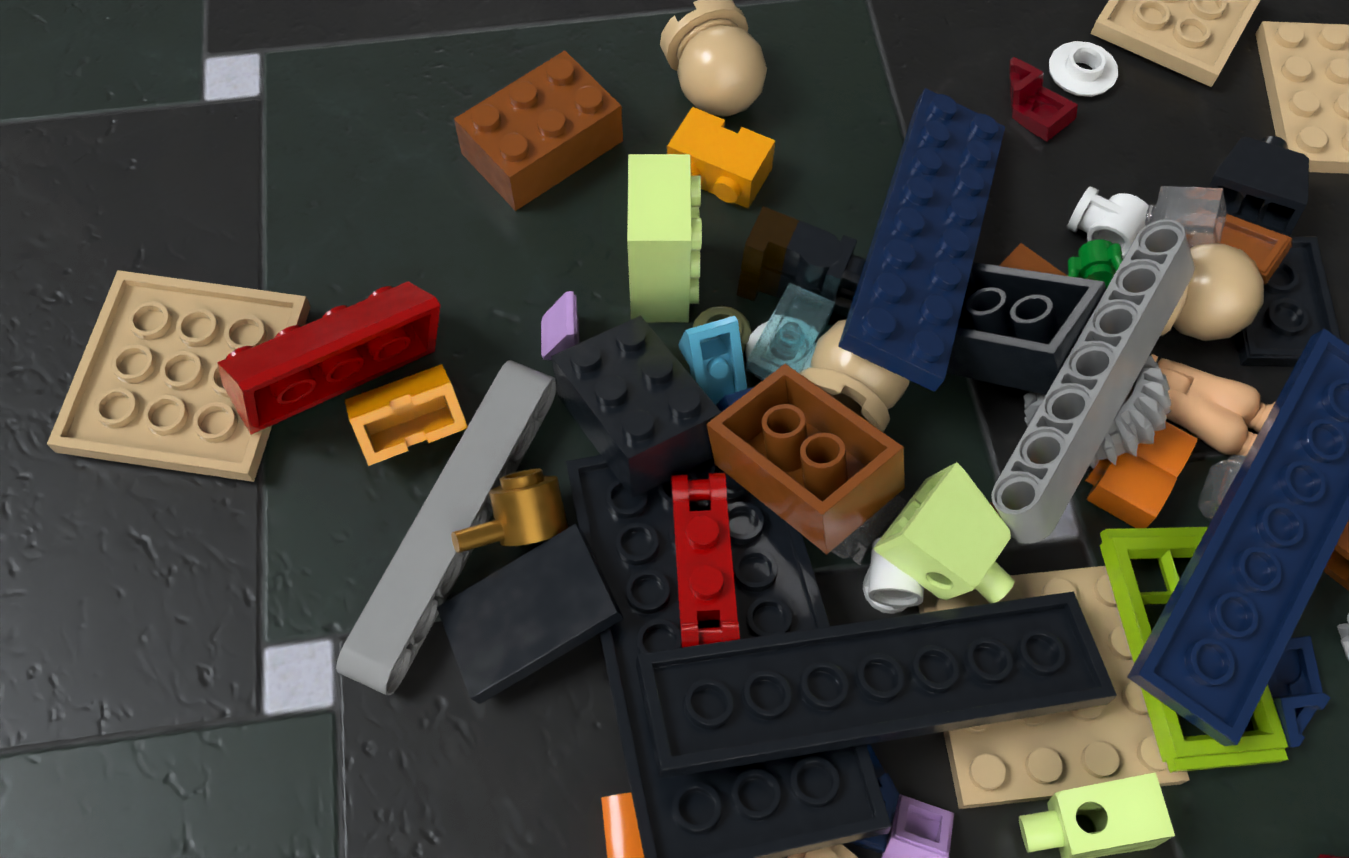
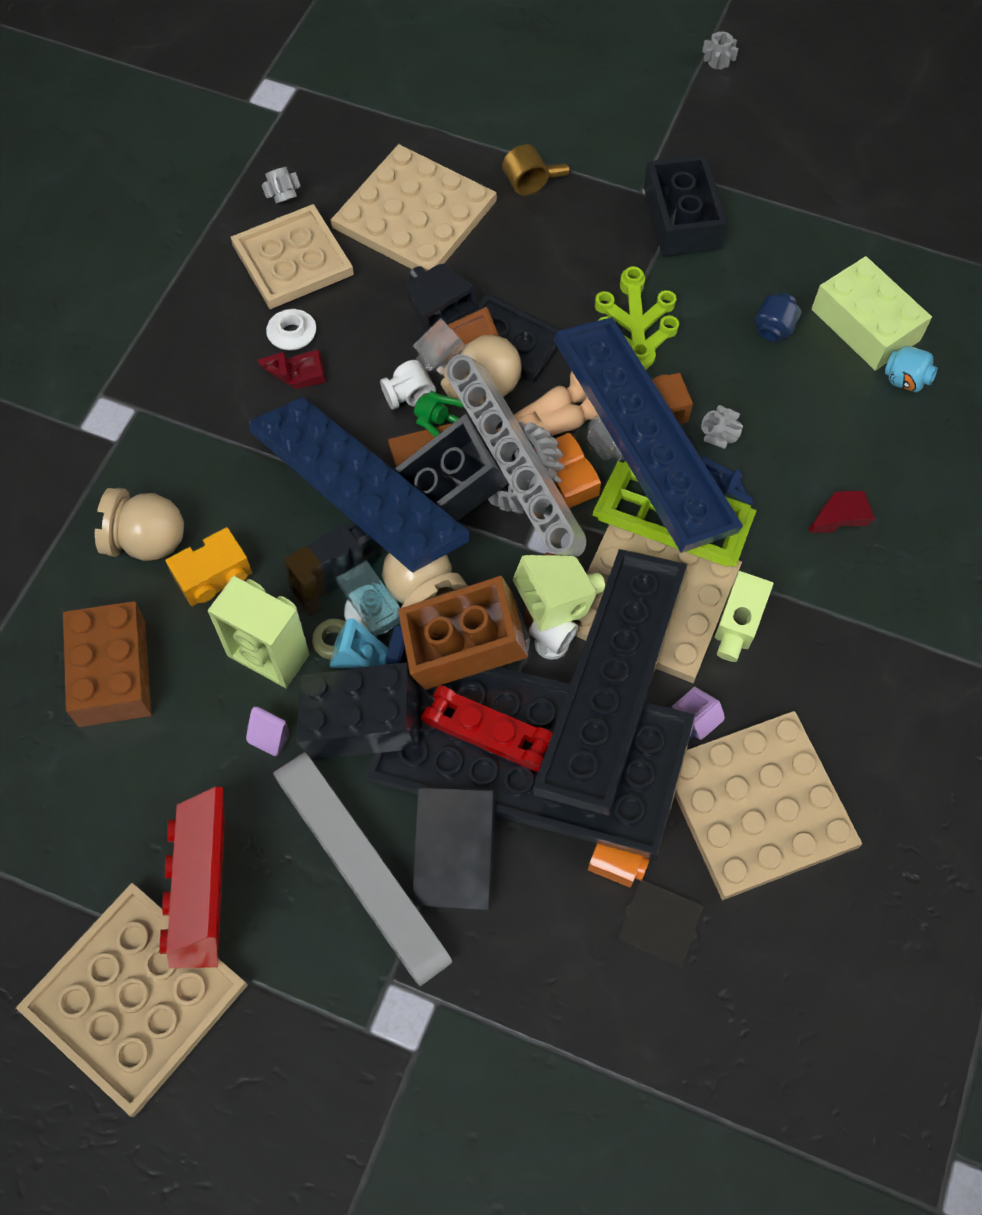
camera: 60 degrees left, 0 degrees up
(405, 414) = (269, 856): light orange brick -> none
(525, 512) = (388, 816): pearl gold piece -> none

